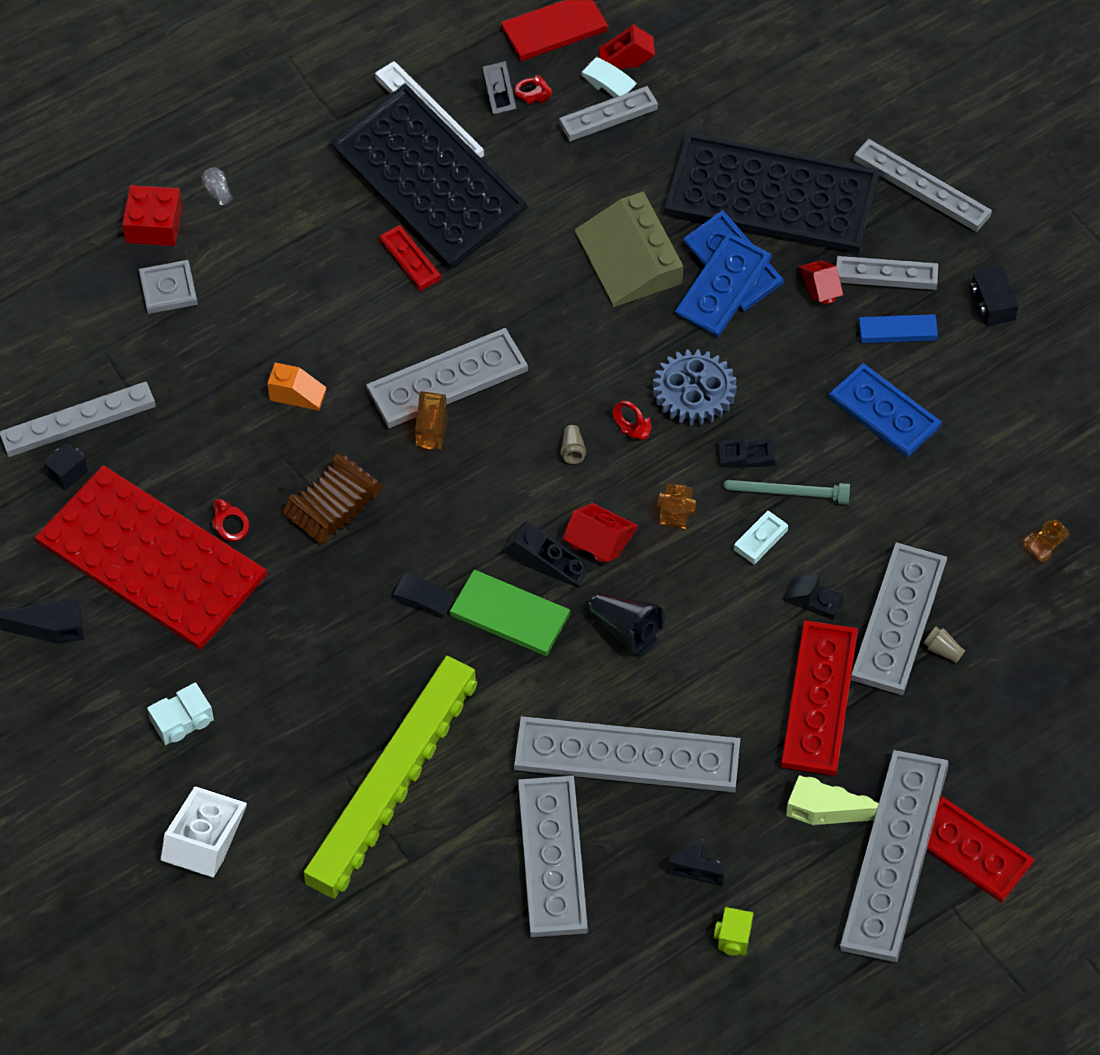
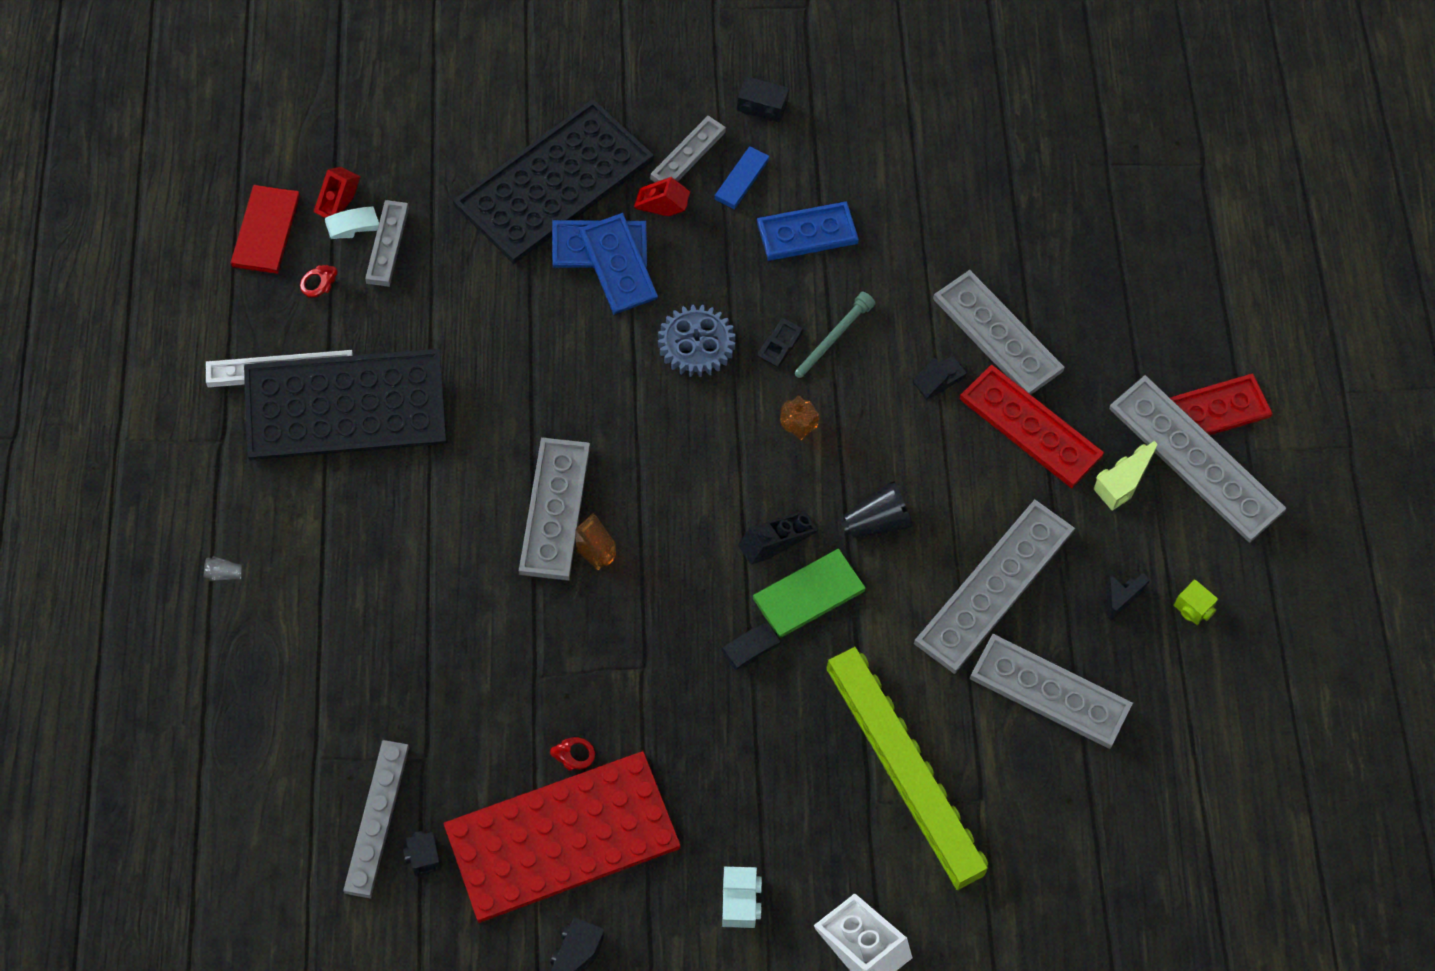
camera: 60 degrees left, 5 degrees up
(152, 215) = (213, 637): red brick -> none
(168, 286) = (293, 668): light grey tile -> none
(295, 387) = (479, 627): orange slope -> none
(332, 499) = (612, 661): reddish brown piece -> none
(410, 258) = (411, 467): red tile -> none
(498, 87) = (298, 303): slope -> none
(573, 445) = (687, 456): dark tan cone -> none
(599, 532) = (783, 485): red slope -> none
(630, 250) = (533, 307): olive slope -> none
(639, 429) = (704, 405): red piece -> none
(761, 537) = (864, 379): light aqua plate -> none
(923, 185) = (626, 81): light grey plate -> none
(944, 645) = (1040, 318): dark tan cone -> none
(1042, 544) = (997, 204): clear orange plate -> none

